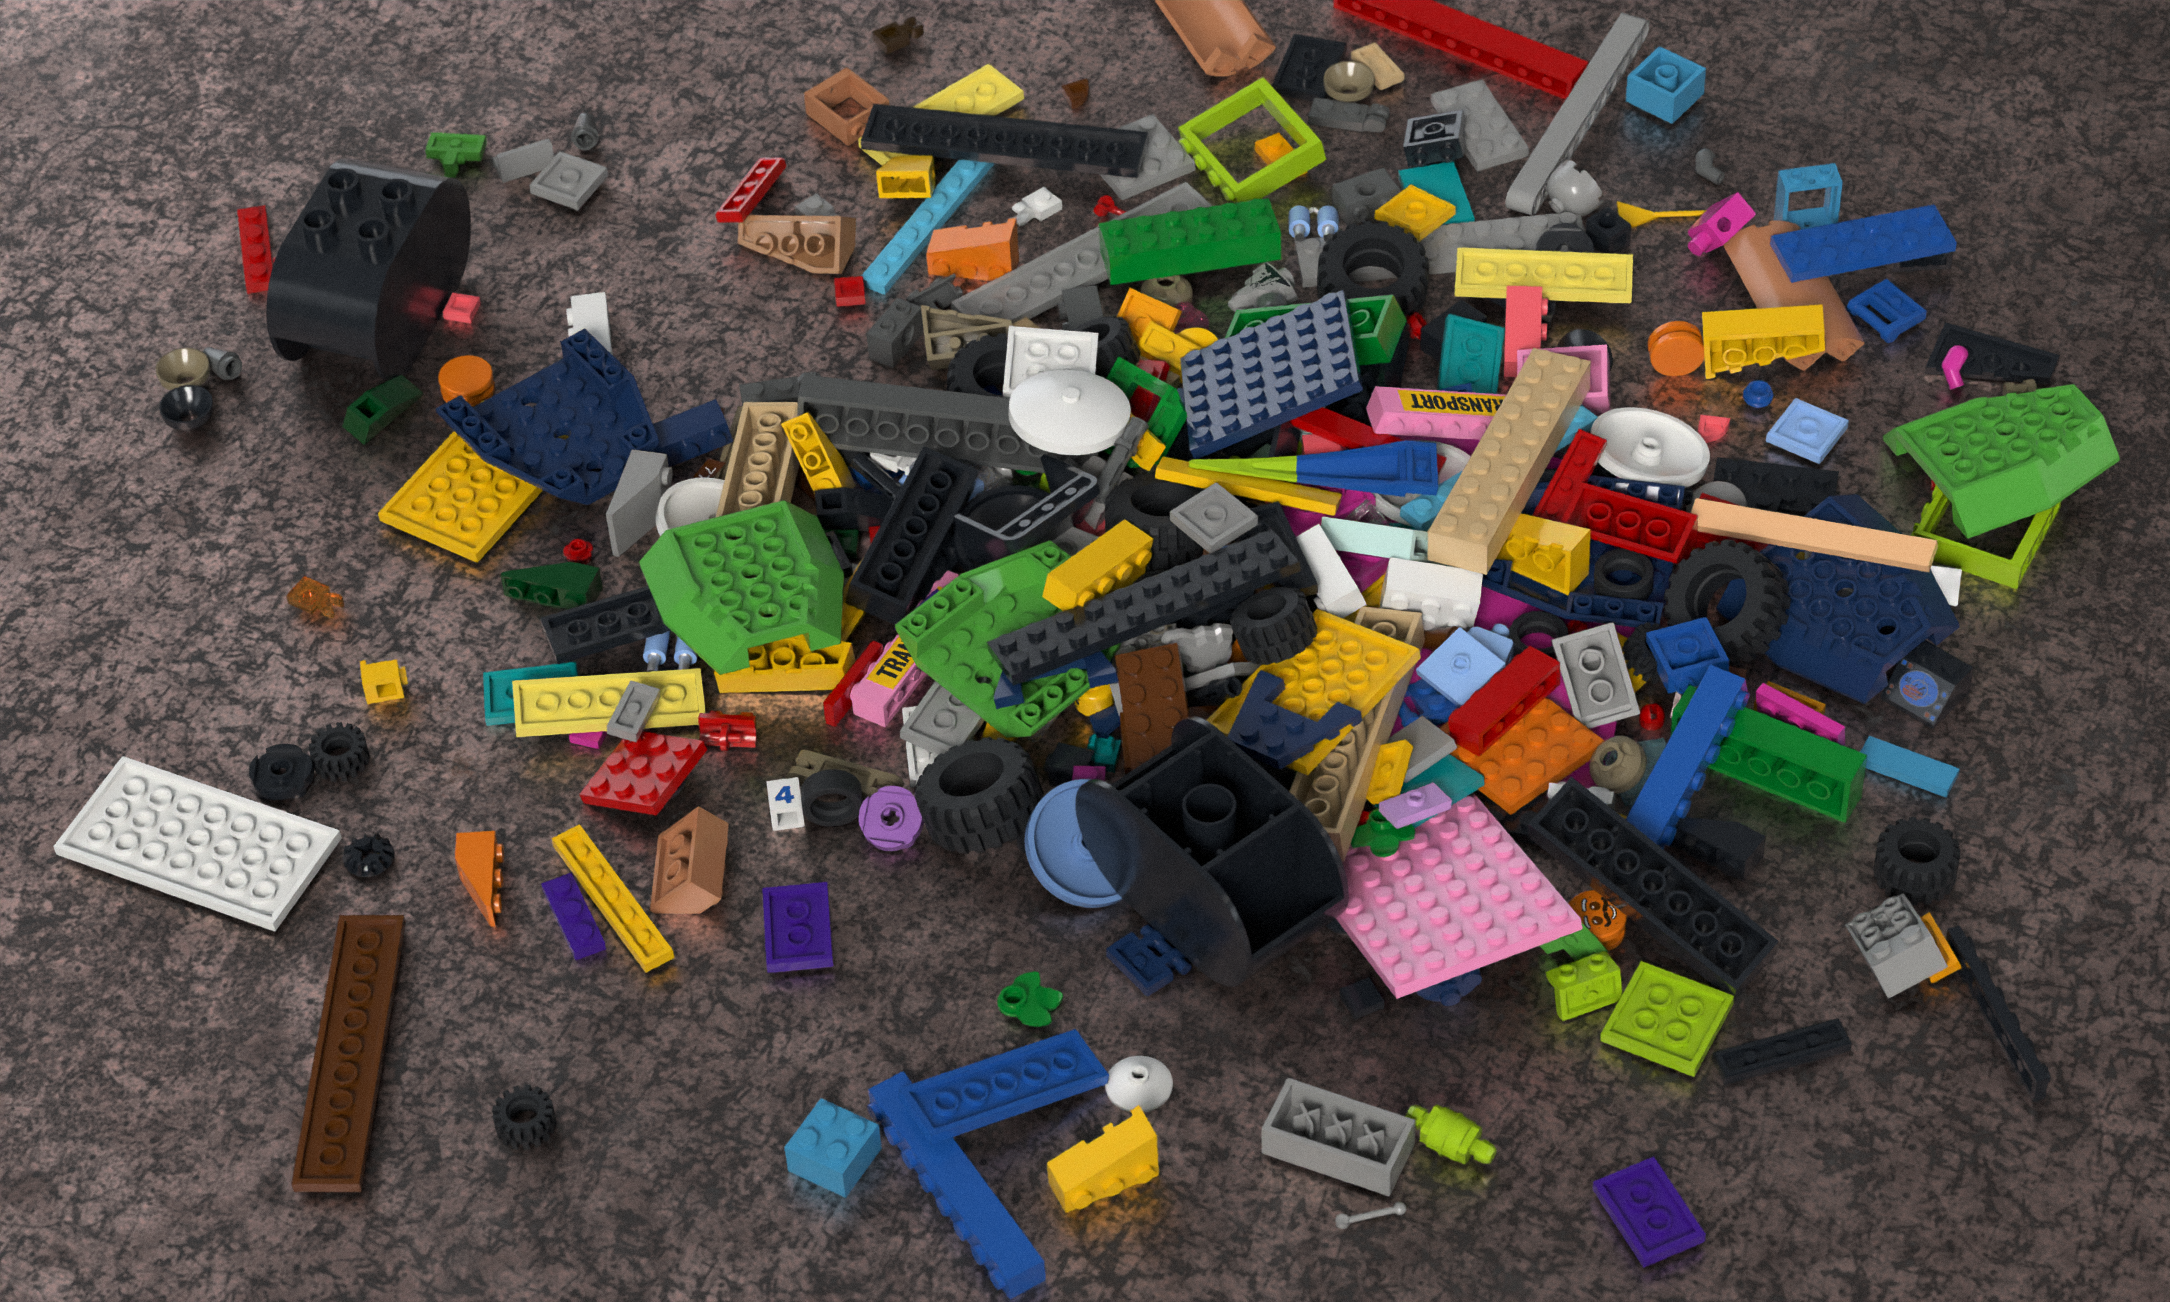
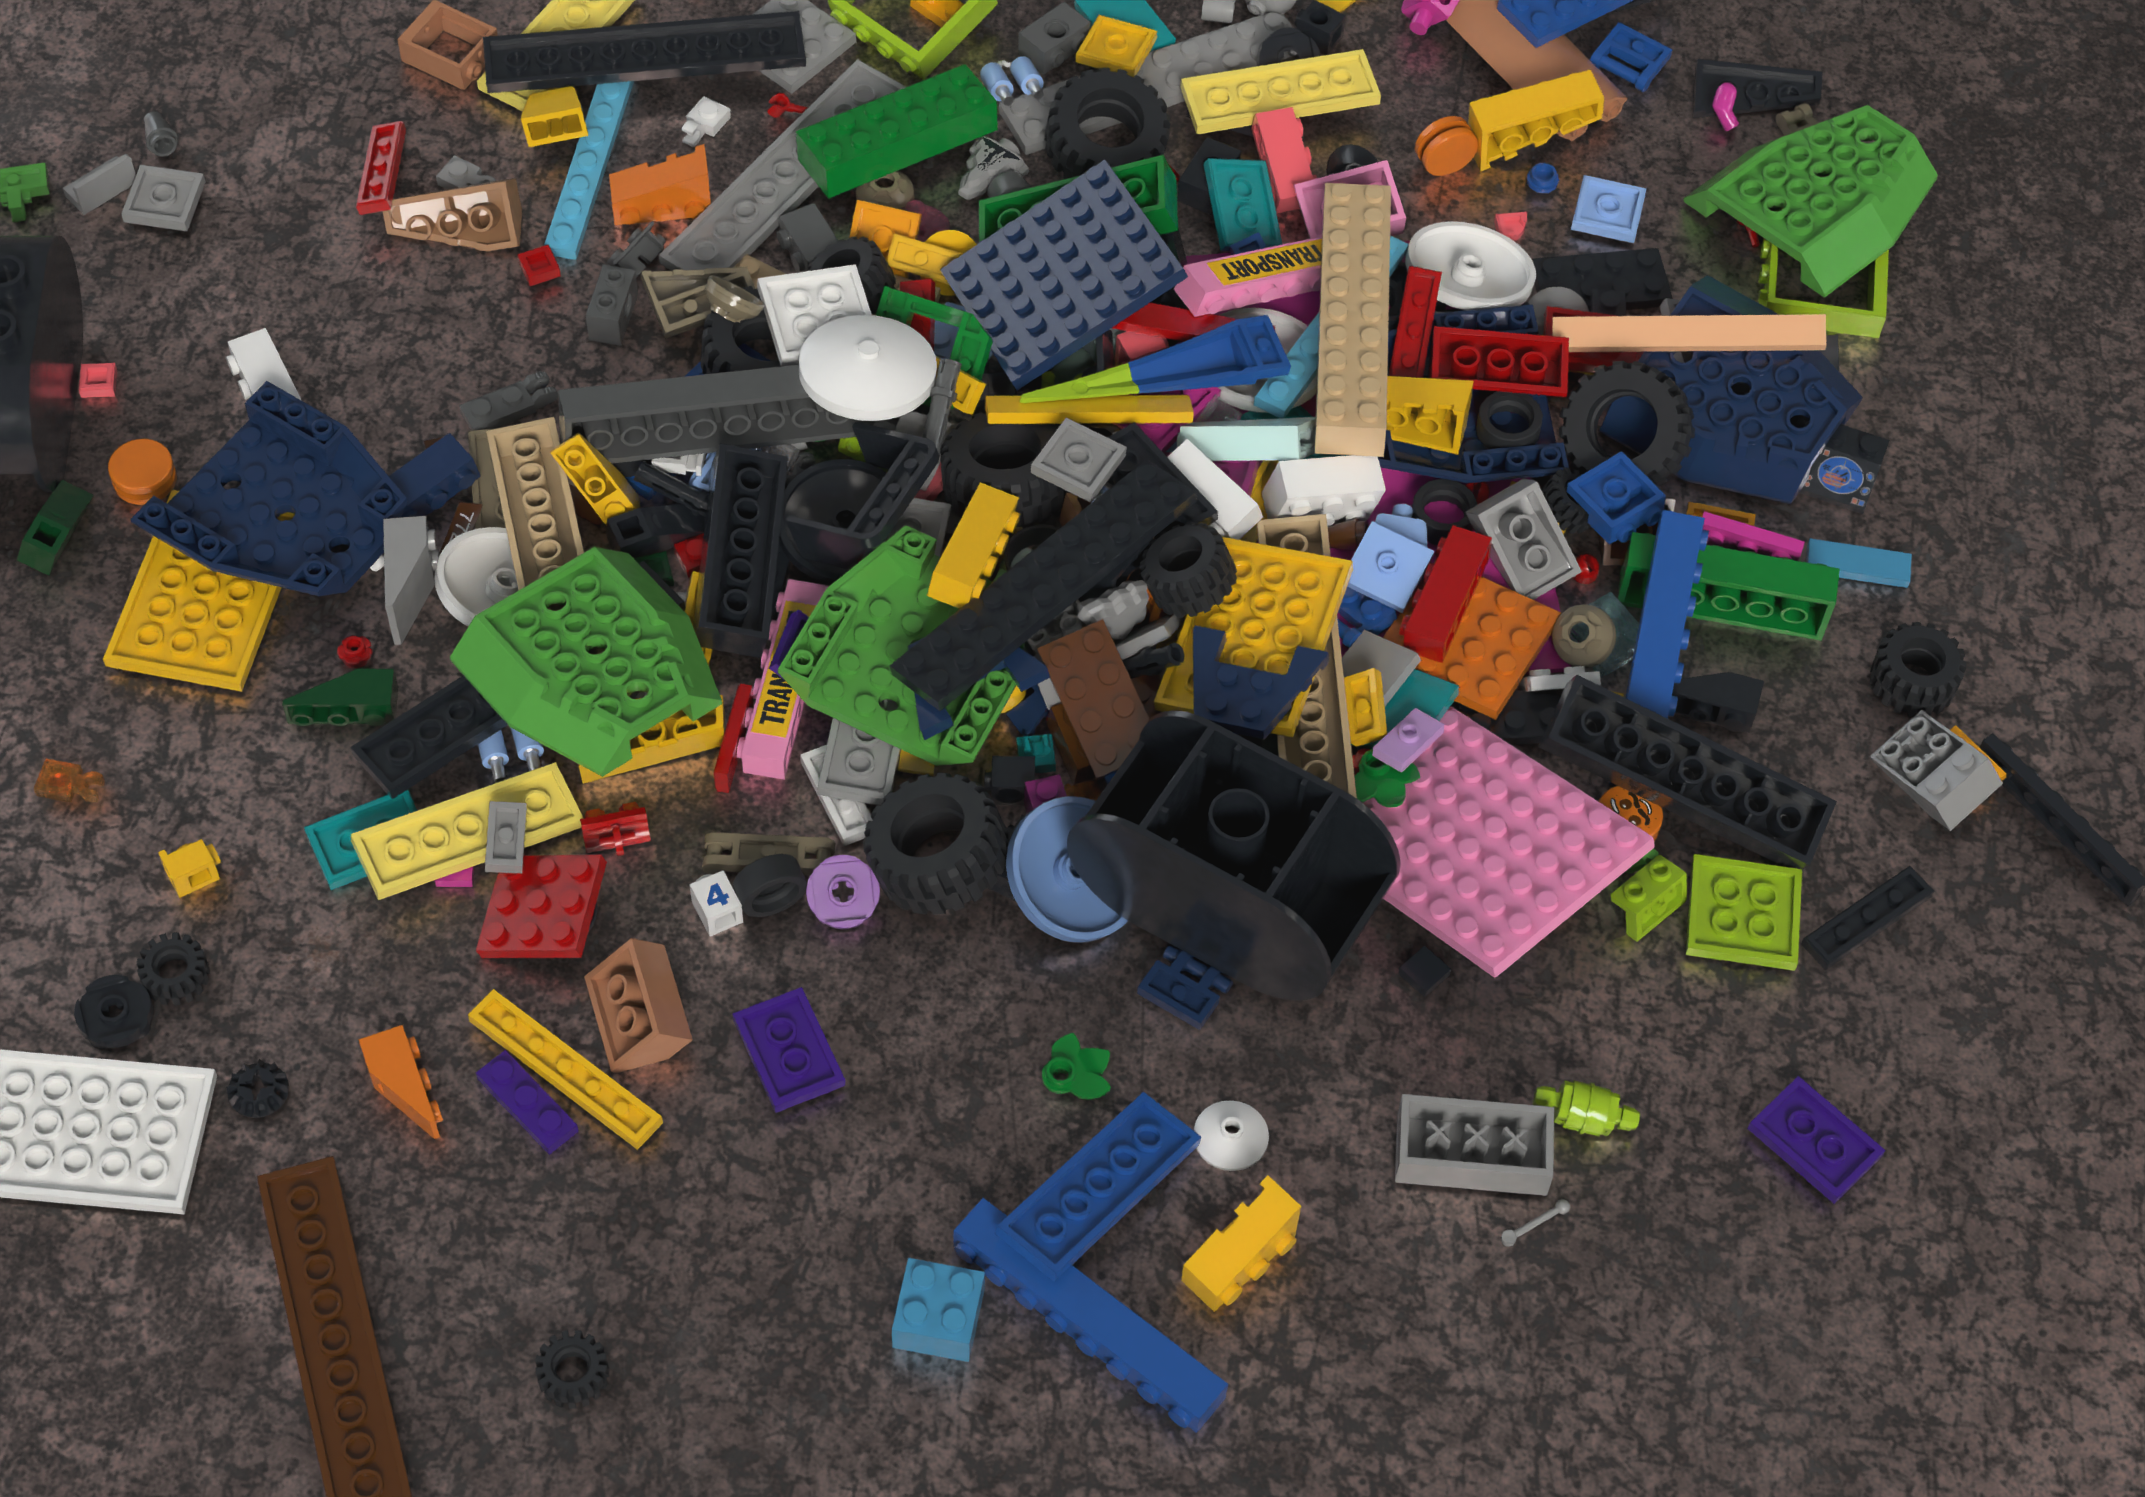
camera: 25 degrees left, 10 degrees up
(979, 338) = (731, 300): none -> dark tan piece

